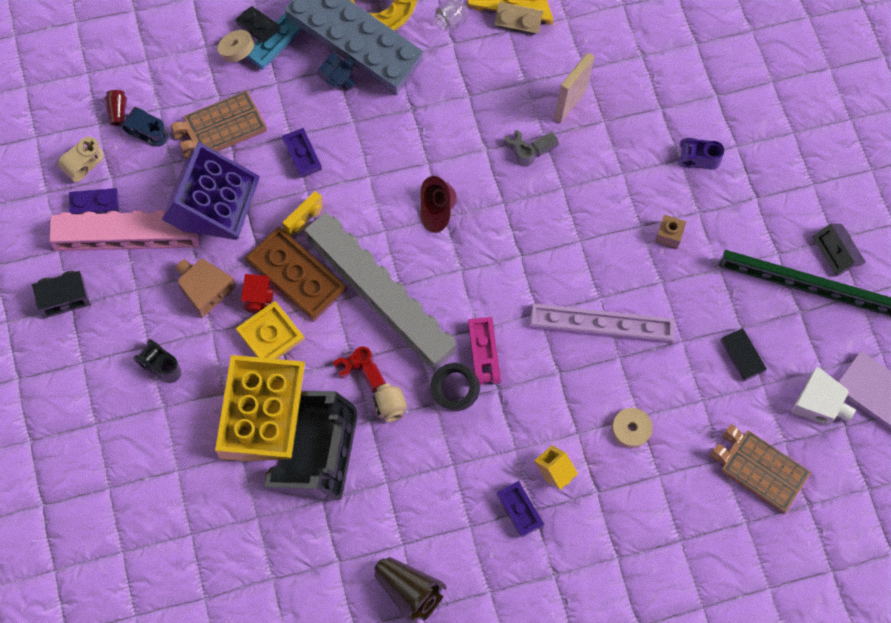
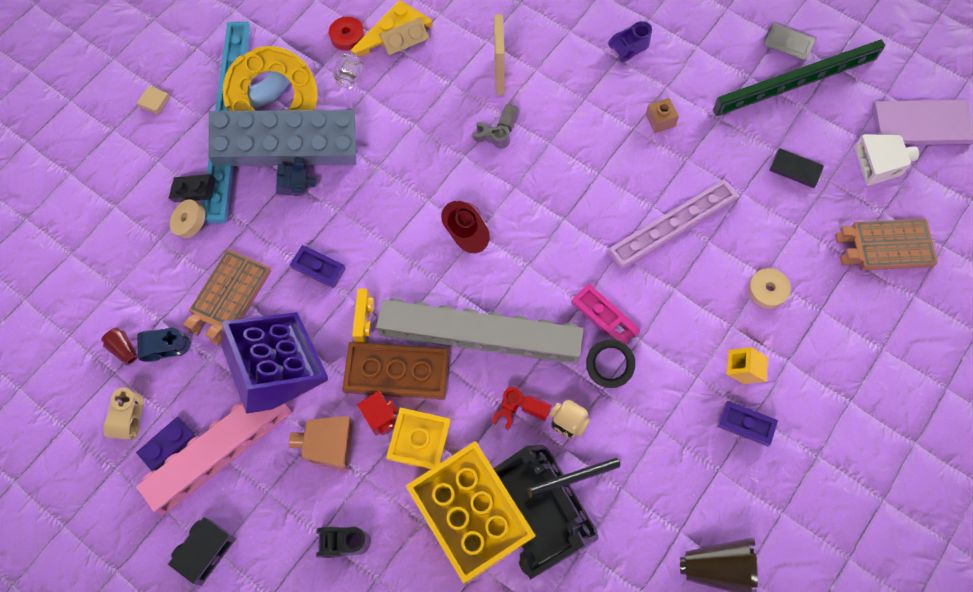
camera: 30 degrees left, 0 degrees up
(354, 443) = (573, 477): none -> black bar

